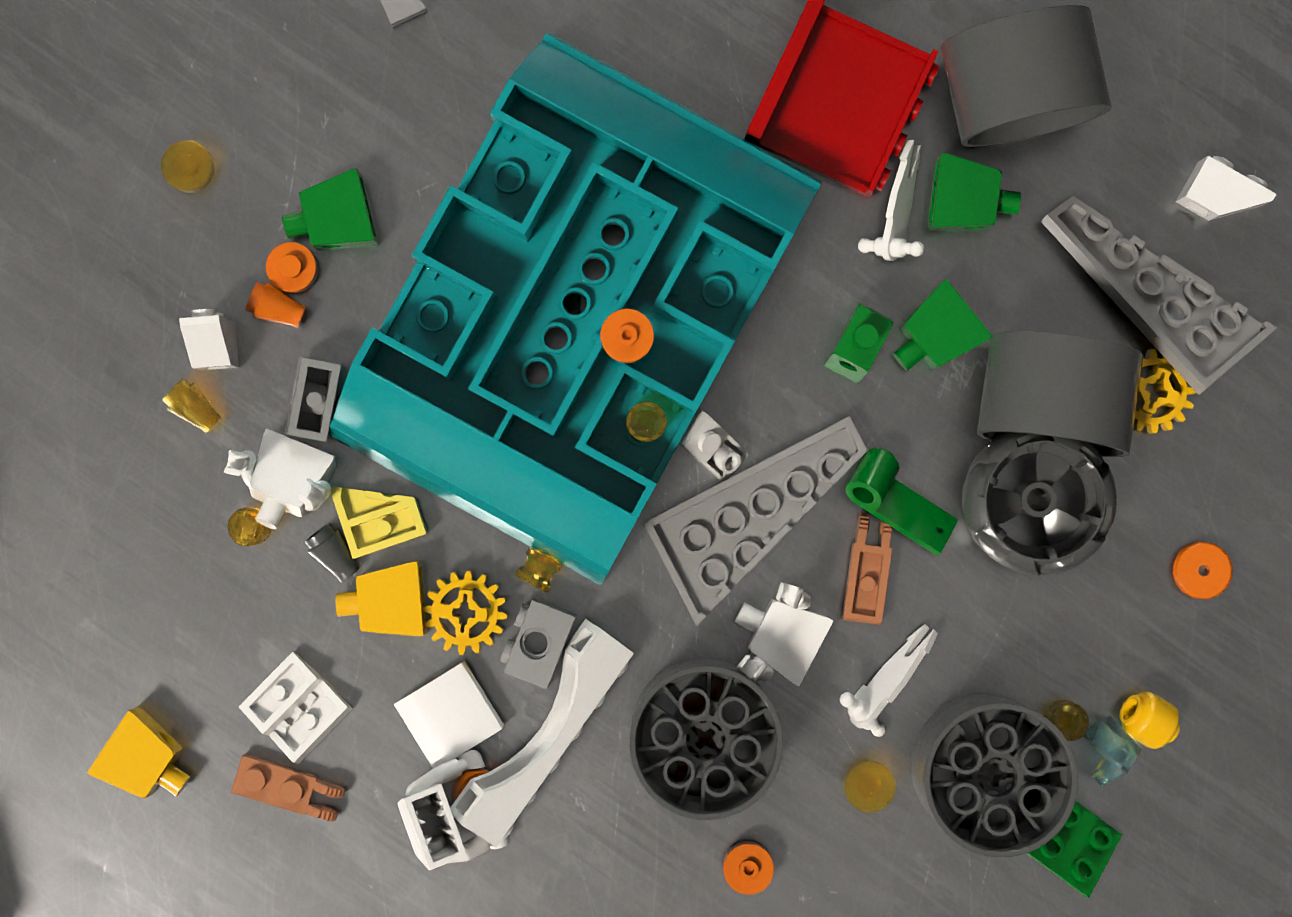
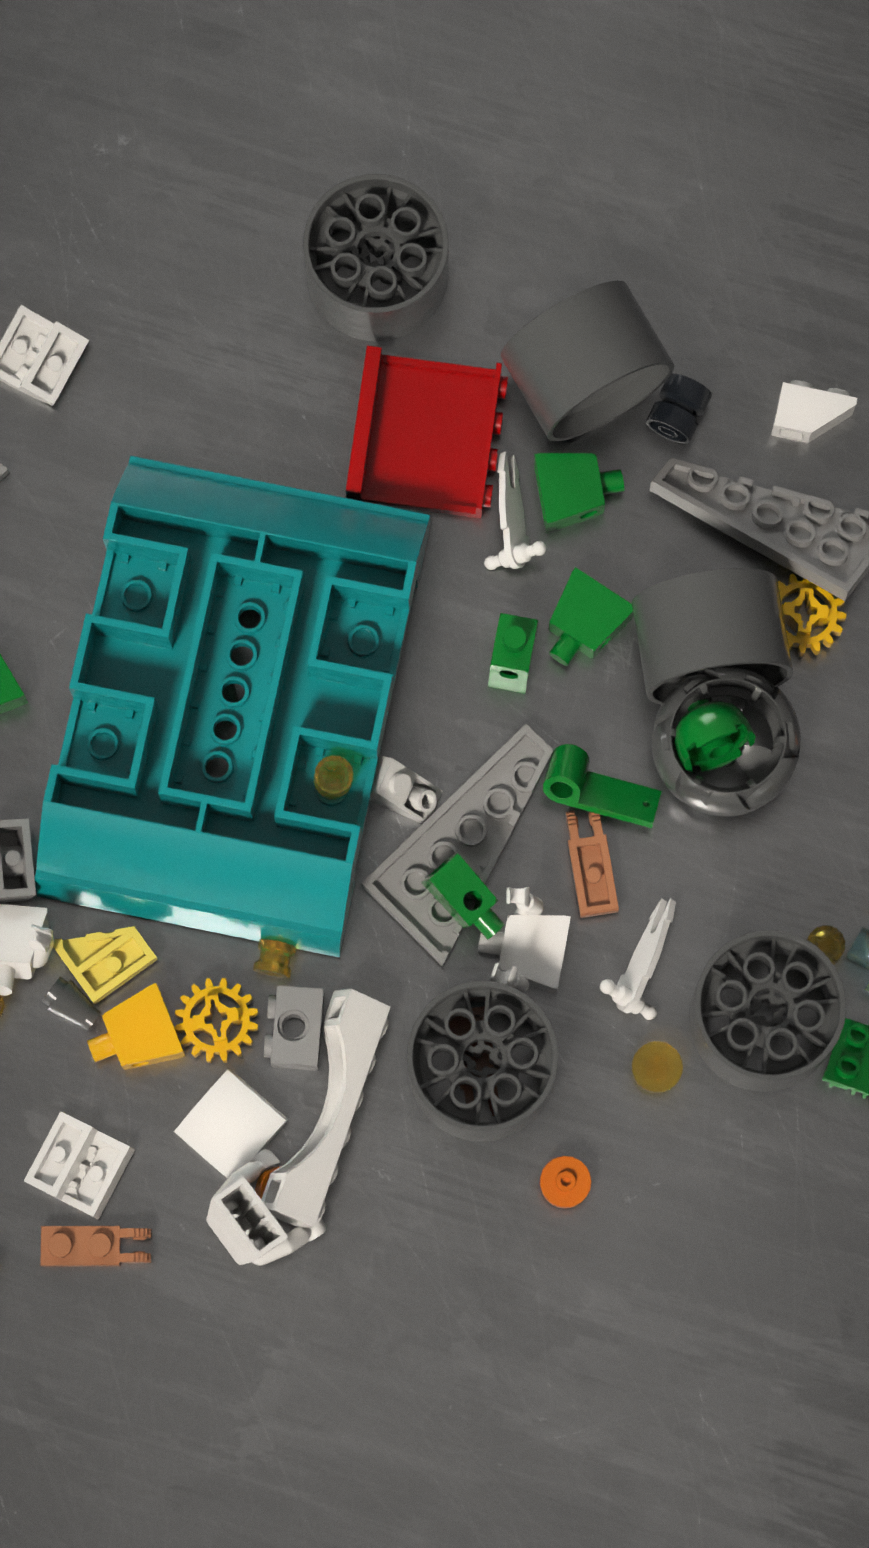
camera: 20 degrees left, 10 degrees down
(627, 335) = (291, 698): orange wheel -> none
(731, 559) = (449, 886): none -> green torso
(1029, 493) = (712, 735): none -> green cylinder
(1101, 142) = (680, 404): none -> black wheel

